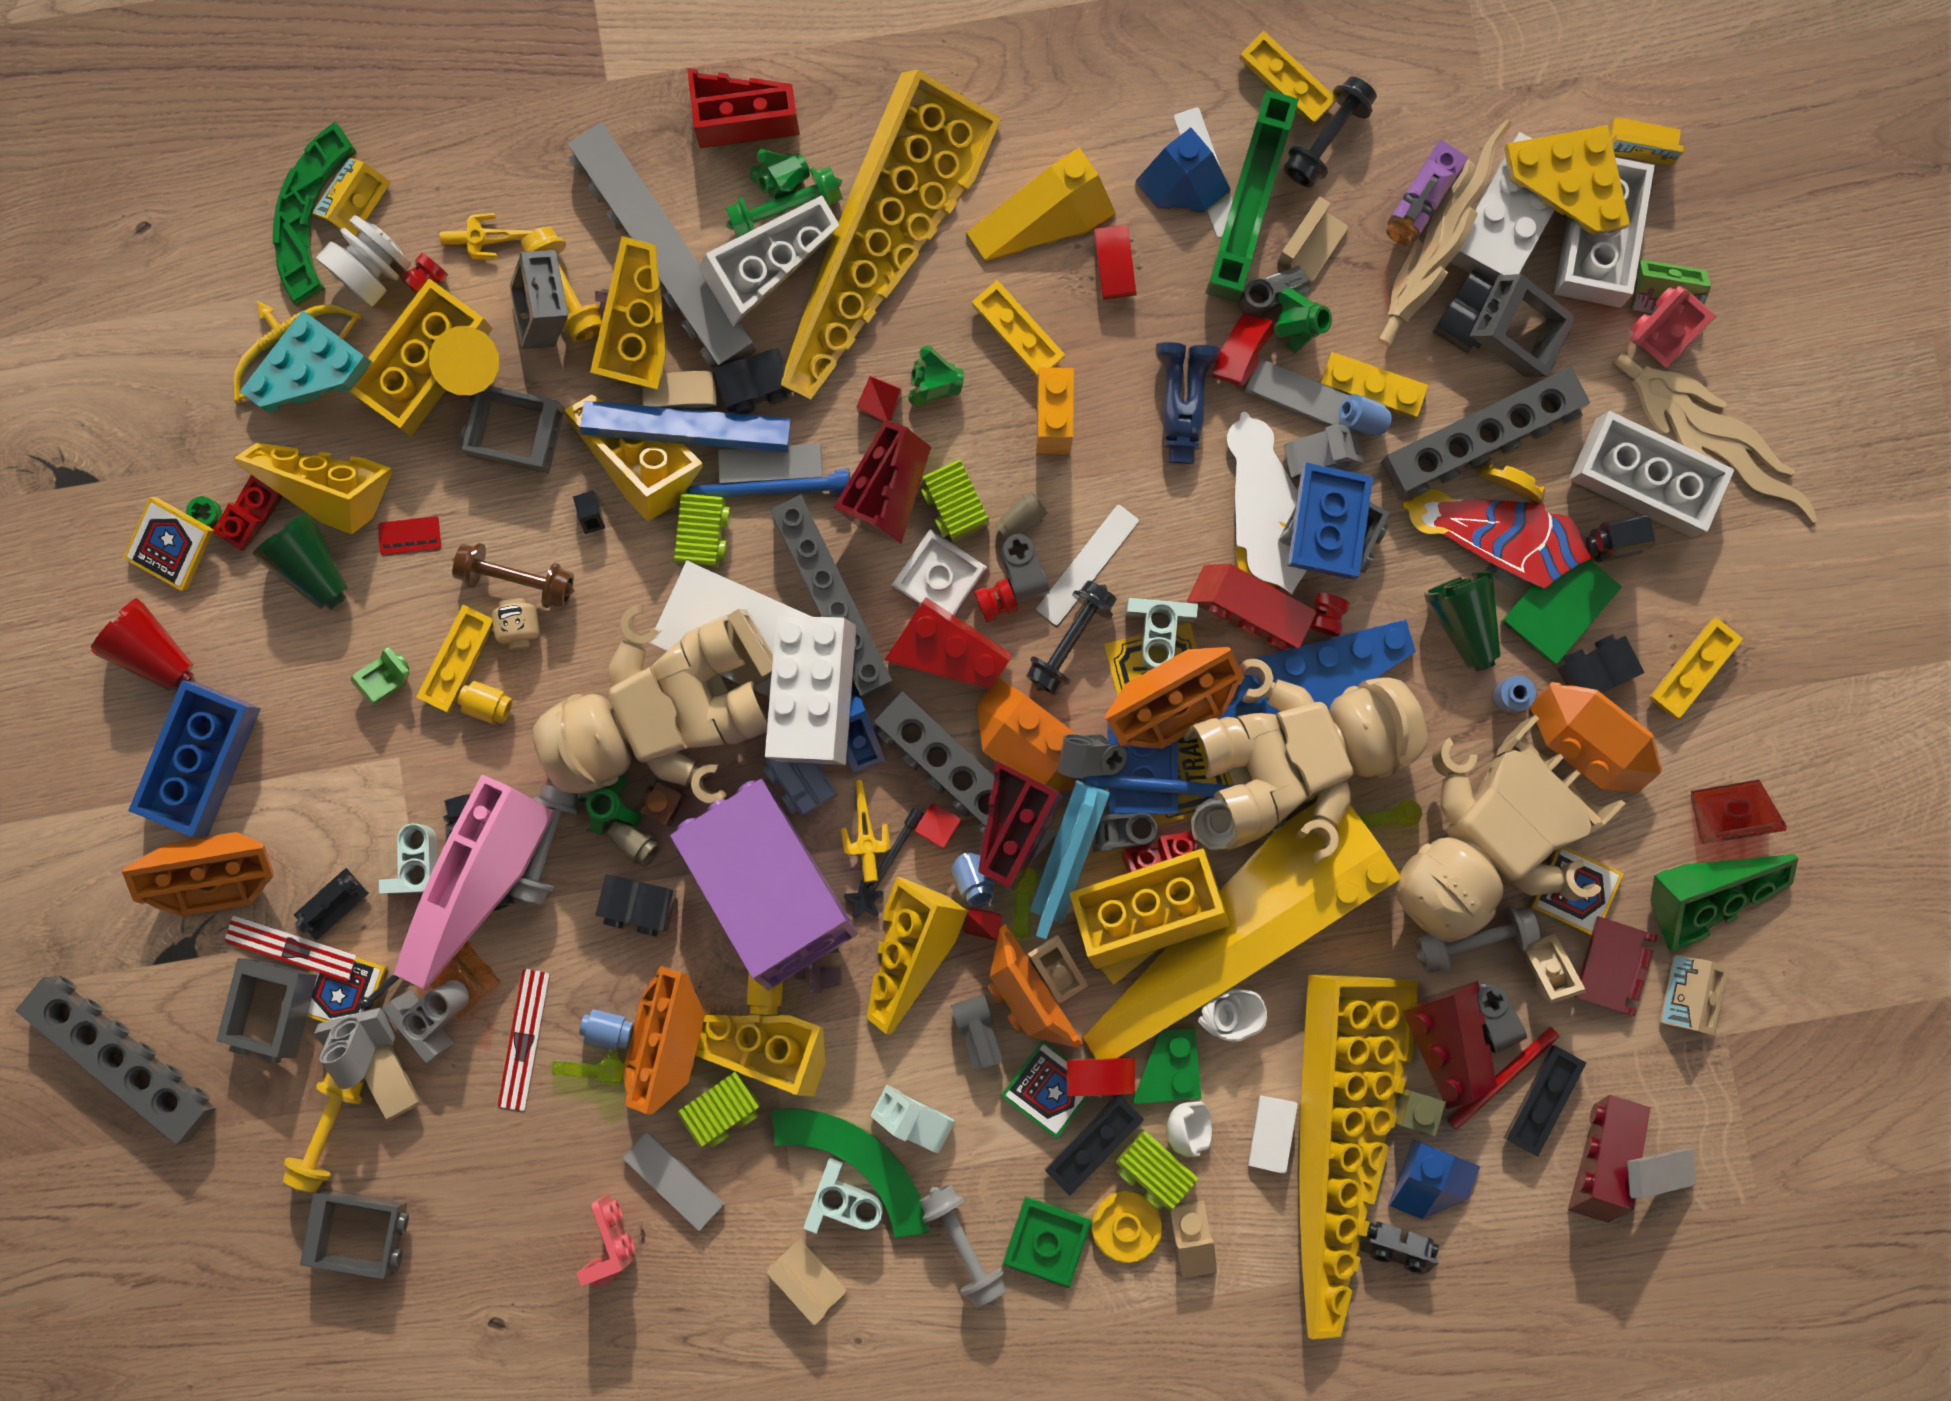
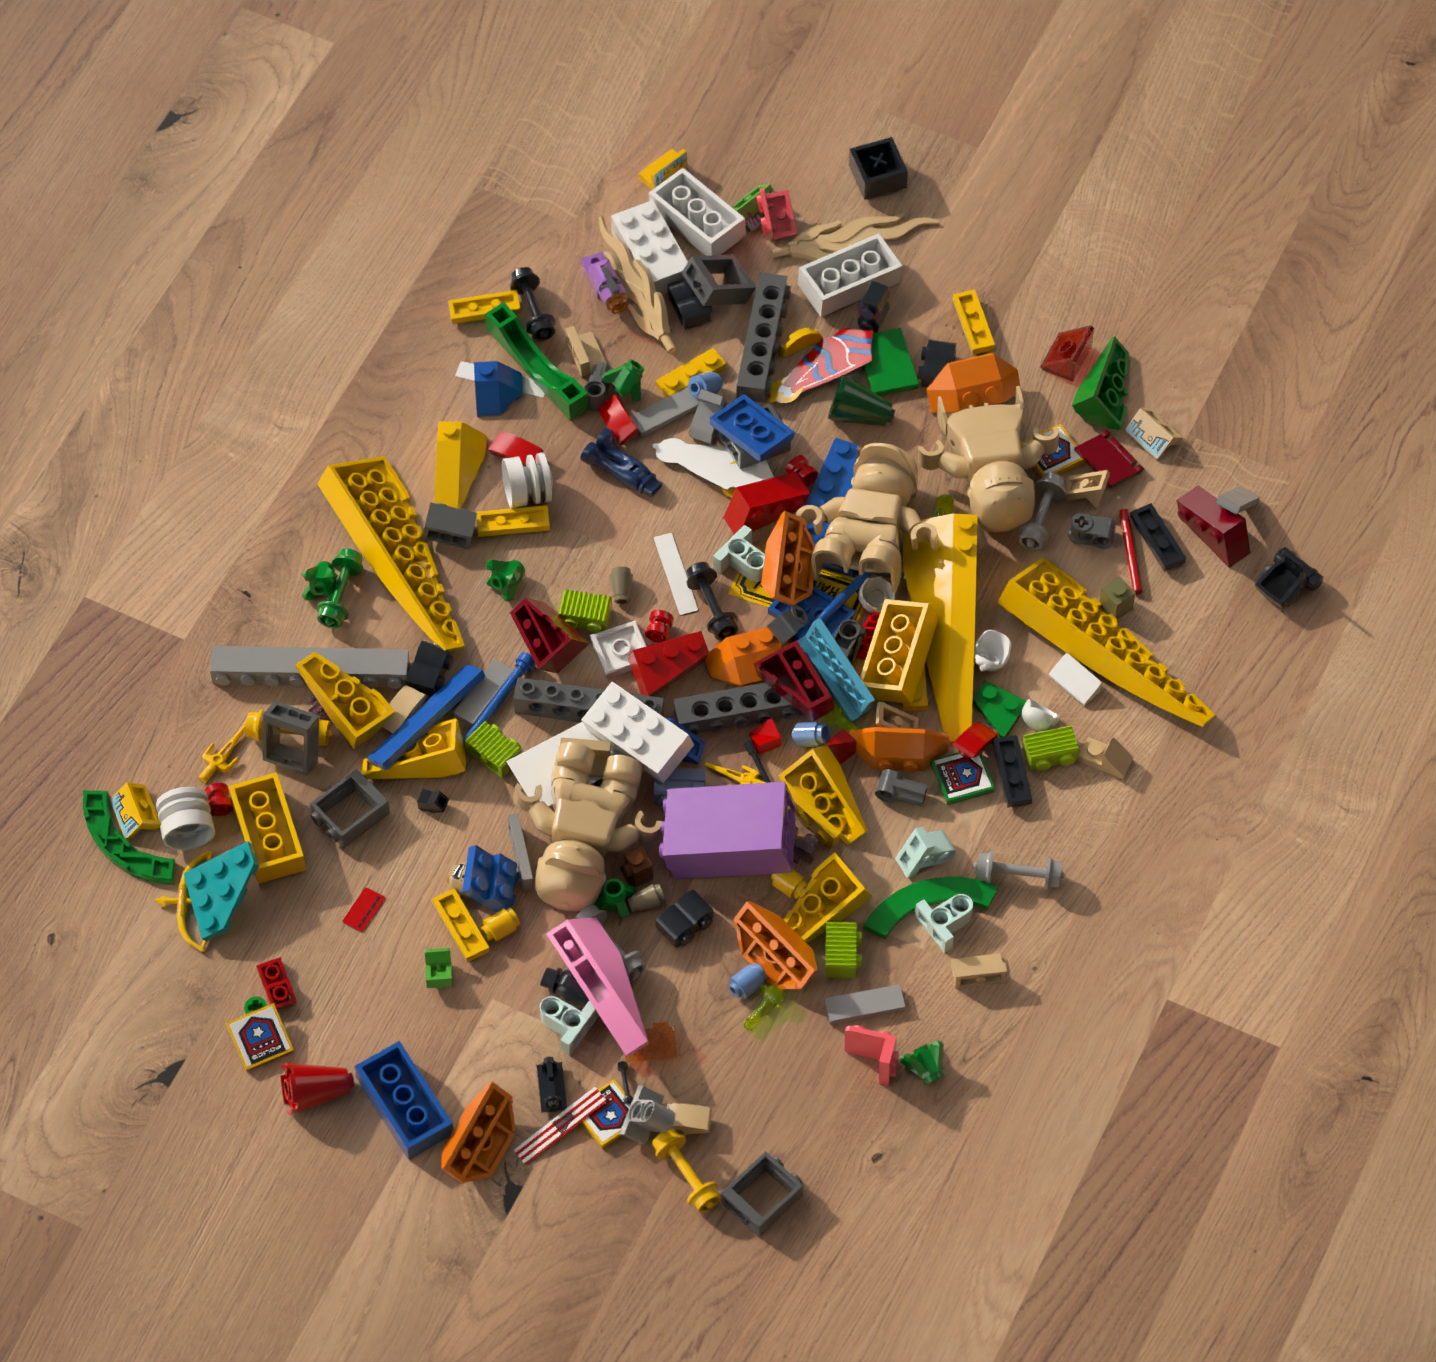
camera: 55 degrees left, 25 degrees down
(43, 1010) = (543, 1274): dark grey brick -> none
(292, 1015) = (570, 1136): dark grey window -> none
(304, 562) = (336, 965): dark green cone -> none
(326, 488) = (308, 925): yellow wedge -> none
(425, 1018) = (664, 1059): light grey tile -> none
(464, 360) = (293, 795): yellow tile -> none
(471, 563) = (412, 879): reddish brown piece -> none
(523, 1039) = (717, 1036): sticker -> none
(525, 653) = (490, 879): none -> blue plate
(588, 660) = (520, 852): none -> light grey tile
(642, 1305) = (926, 1061): none -> green rock
(740, 110) = (266, 576): red wedge -> none
(760, 260) = (367, 612): white wedge -> none
(862, 953) = (812, 818): none -> yellow plate
(879, 400) = (493, 614): red slope -> none
(956, 263) = (449, 525): none -> dark grey brick
(1024, 574) = (651, 599): dark grey piece -> none
(1047, 1241) = (1050, 832): green tile -> none
(1055, 410) = (577, 524): light orange brick -> none
(1074, 308) = (527, 480): none -> white wheel
(1096, 857) = (862, 634): none -> black hinge
(1126, 1227) = (1072, 787): yellow tile -> none
(1413, 1254) = (1193, 655): black hinge -> none
(1432, 1181) = (1160, 618): blue slope -> none
(1453, 1043) = (1089, 555): dark red wedge -> none
(1505, 698) = (919, 410): medium blue brick -> none
(1573, 176) = (657, 204): yellow plate -> none
(1597, 1299) = (1286, 578): none -> black piece
(1836, 398) = (878, 168): none -> black brick

